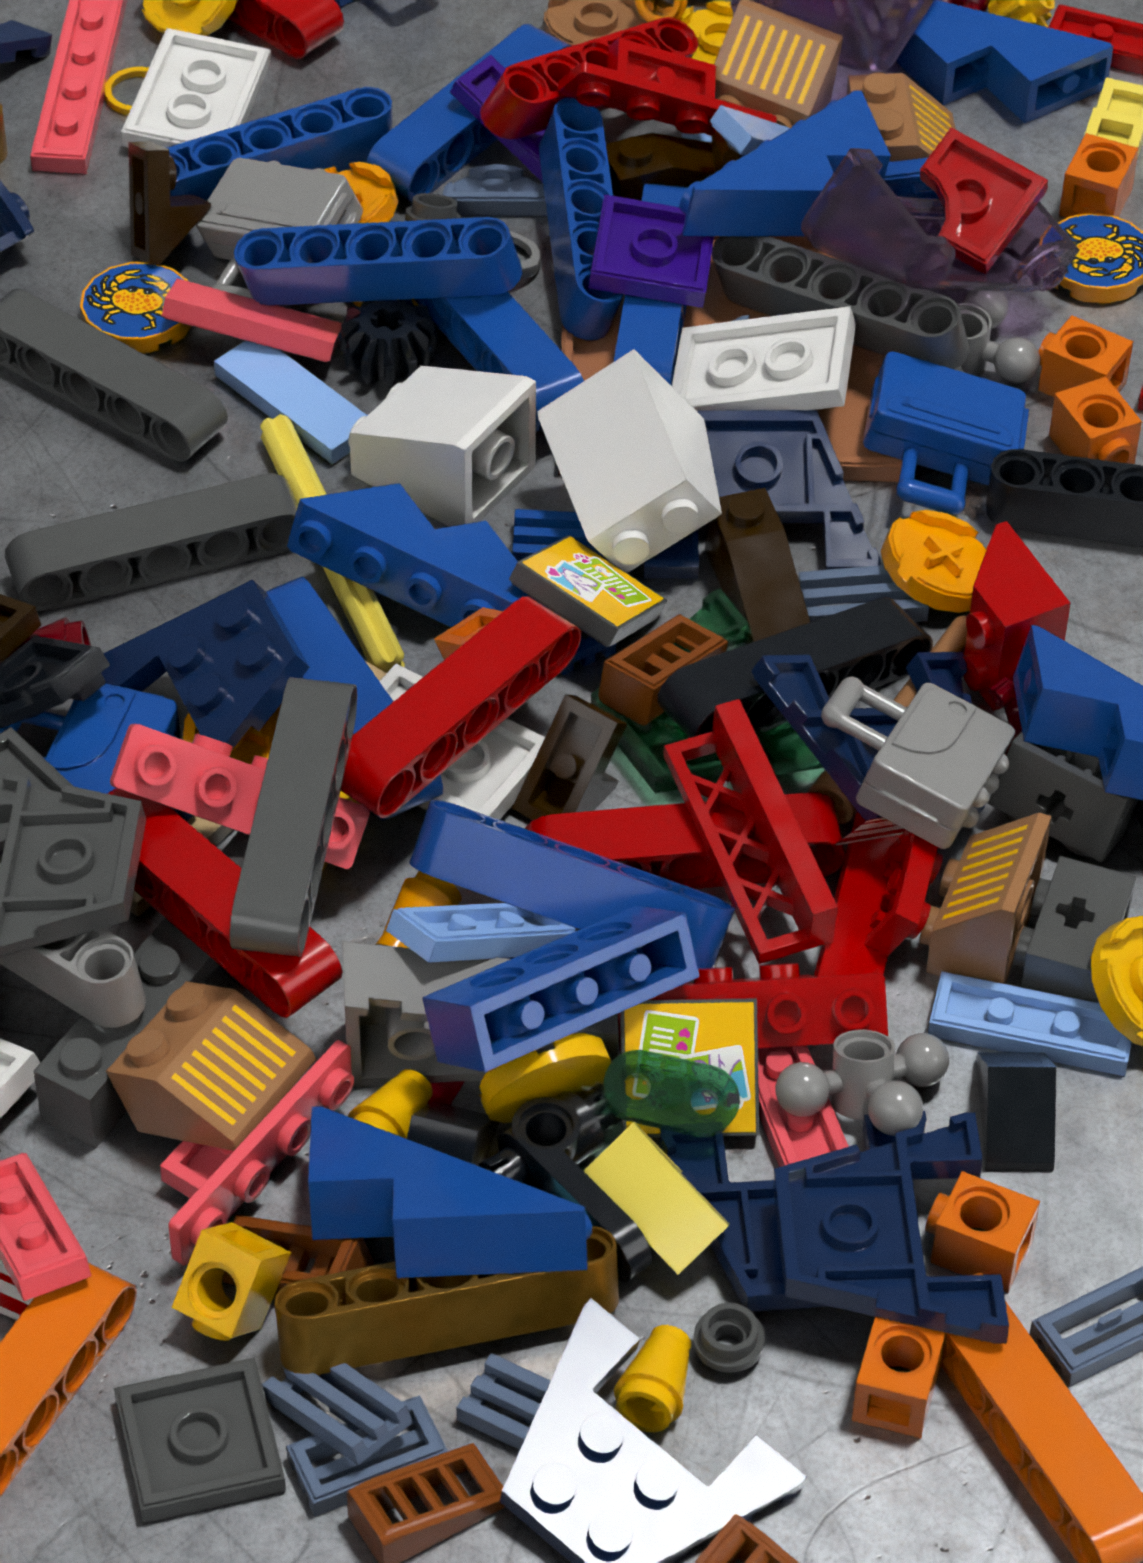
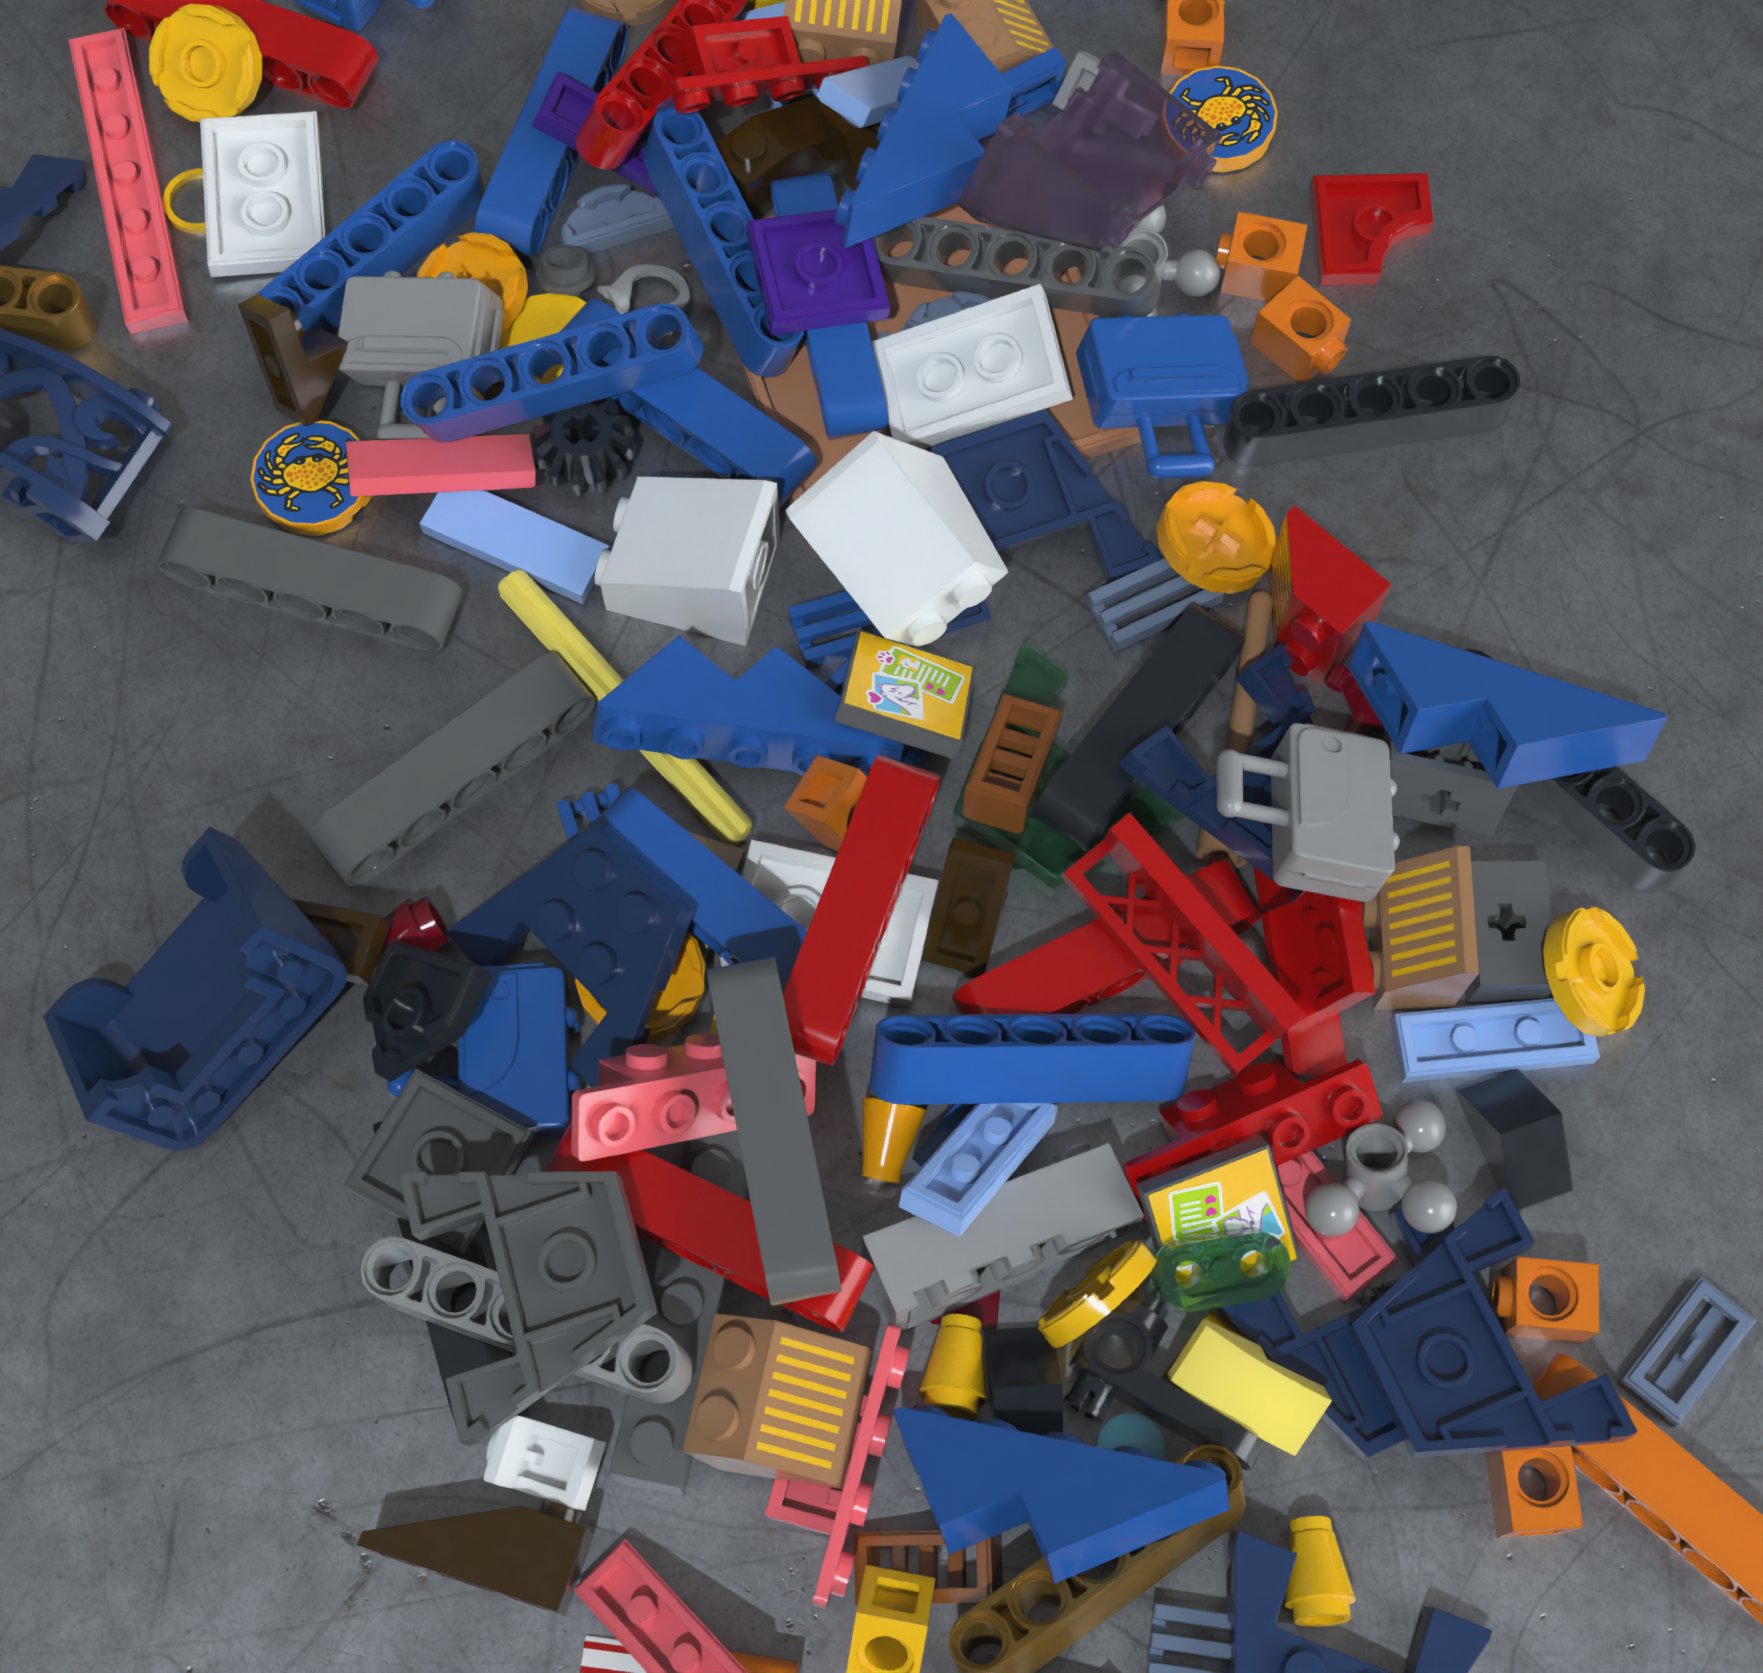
camera: 20 degrees left, 20 degrees up
(560, 988) = (1093, 1217): blue brick -> none
(733, 1322) = (1376, 1485): dark grey plate -> none
(755, 564) = (1060, 620): dark brown slope -> none
(982, 197) = (1114, 105): red tile -> none

